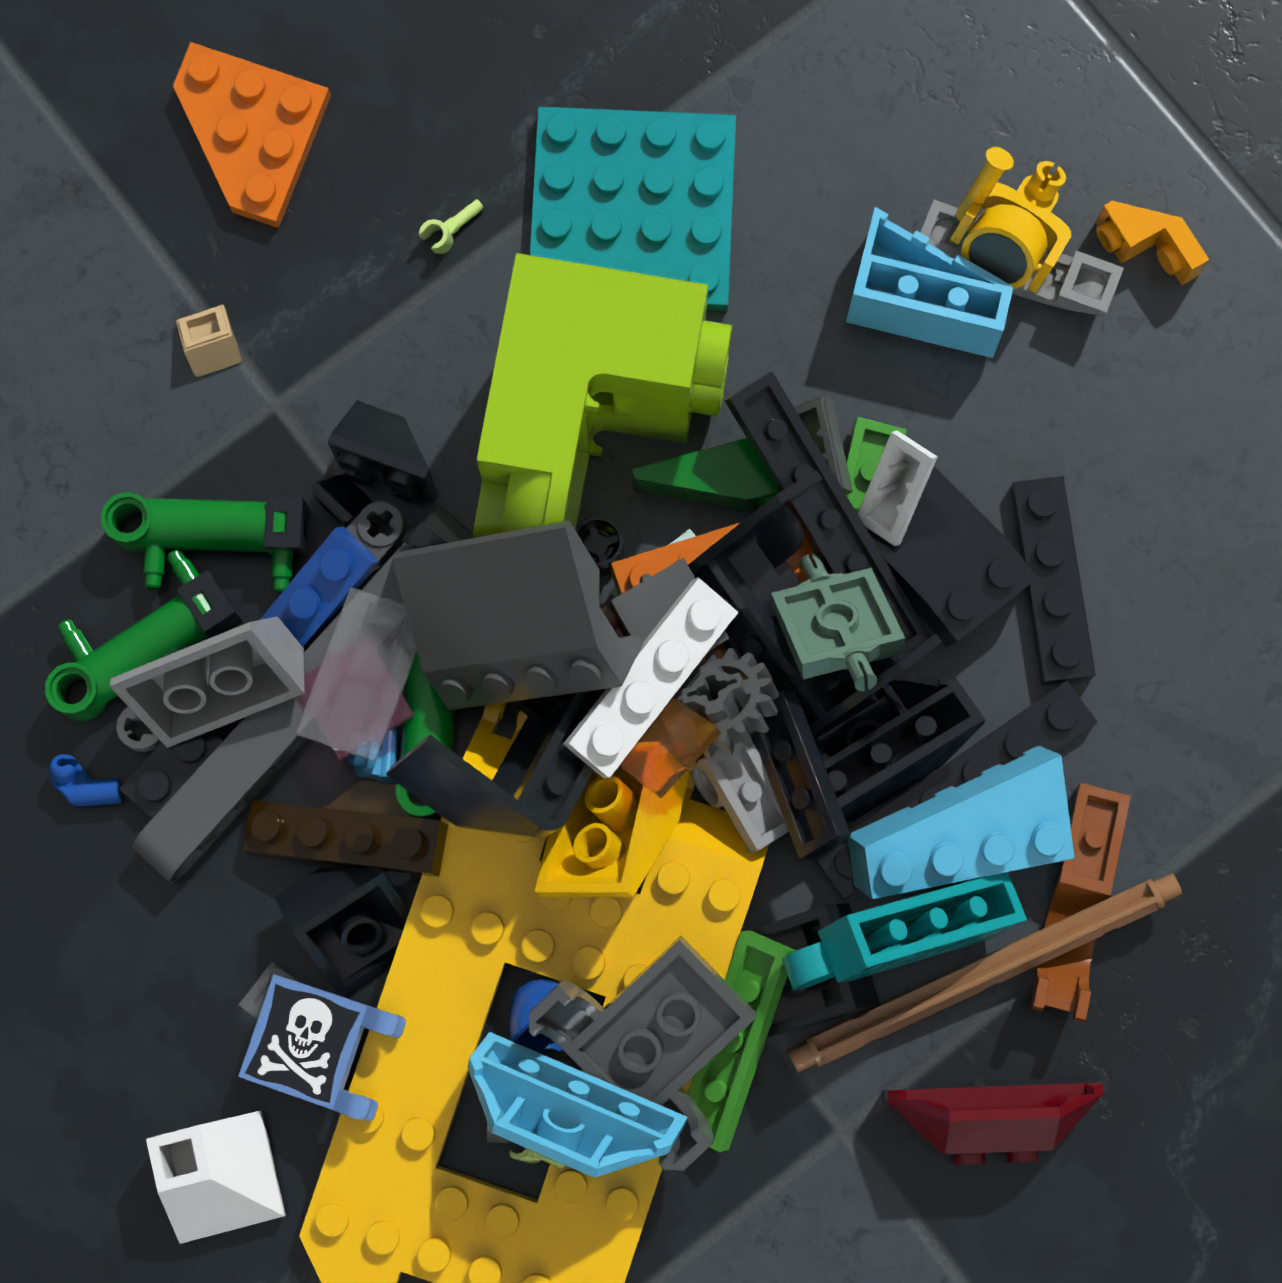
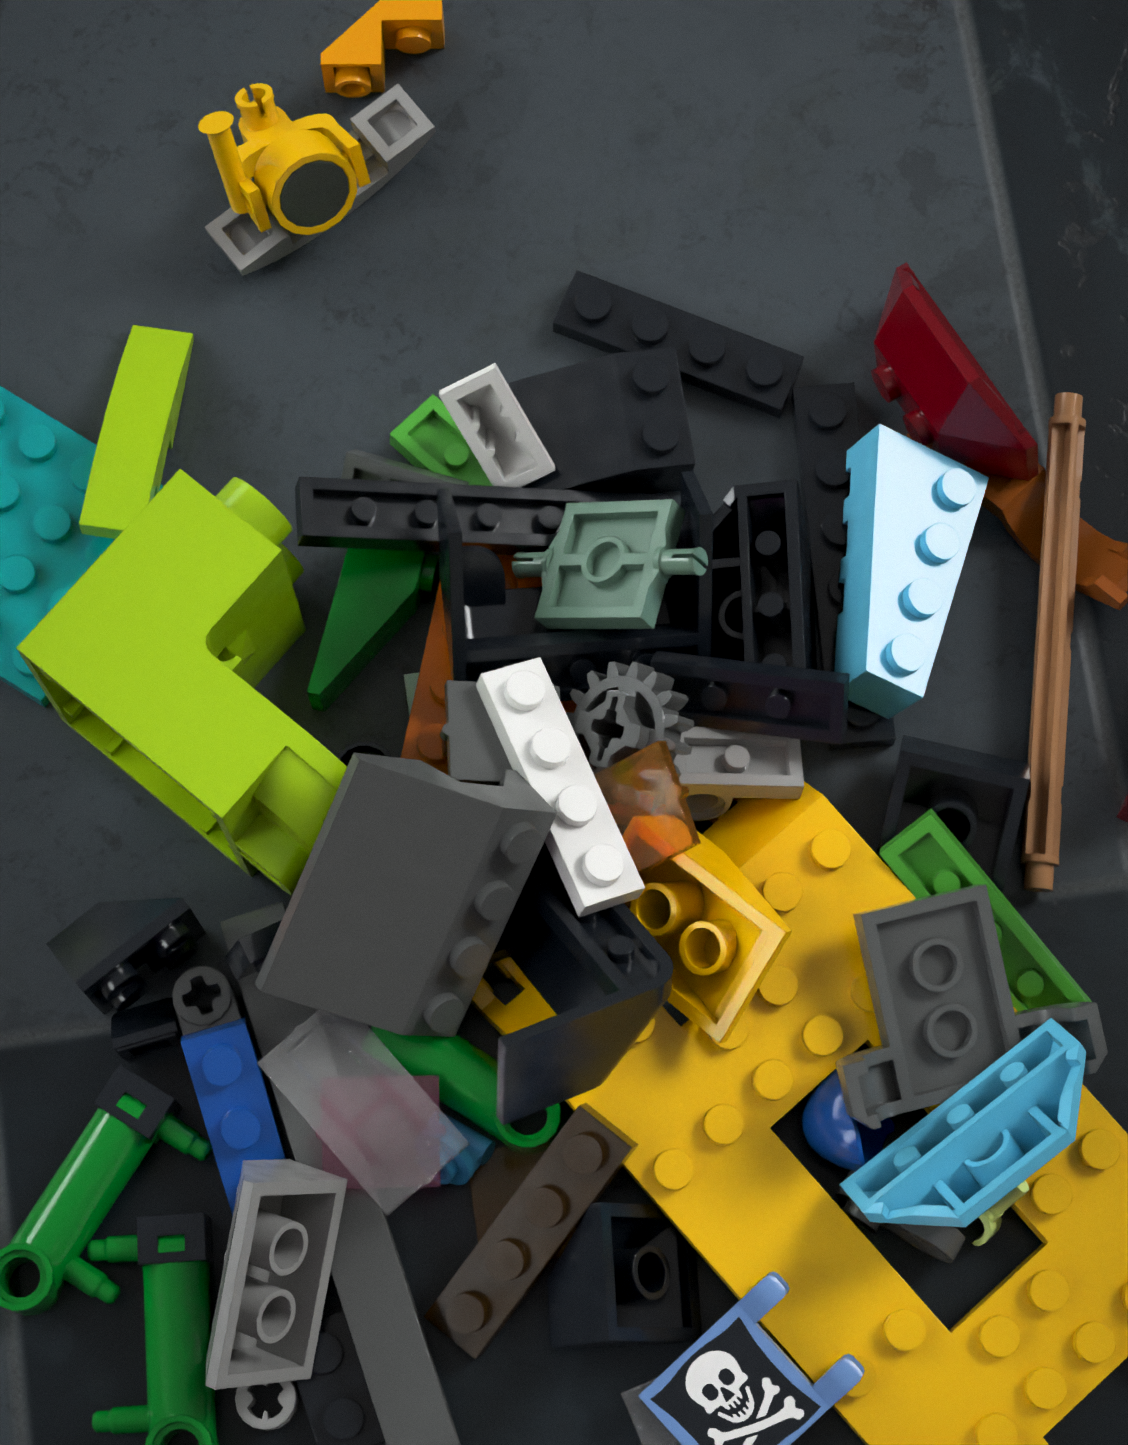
camera: 60 degrees left, 5 degrees down
(756, 242) = (136, 429): none -> lime slope
(907, 931) = (978, 683): teal hinge -> none
(925, 293) = (299, 292): medium azure wedge -> none
(1128, 786) = (944, 388): none -> dark red wedge

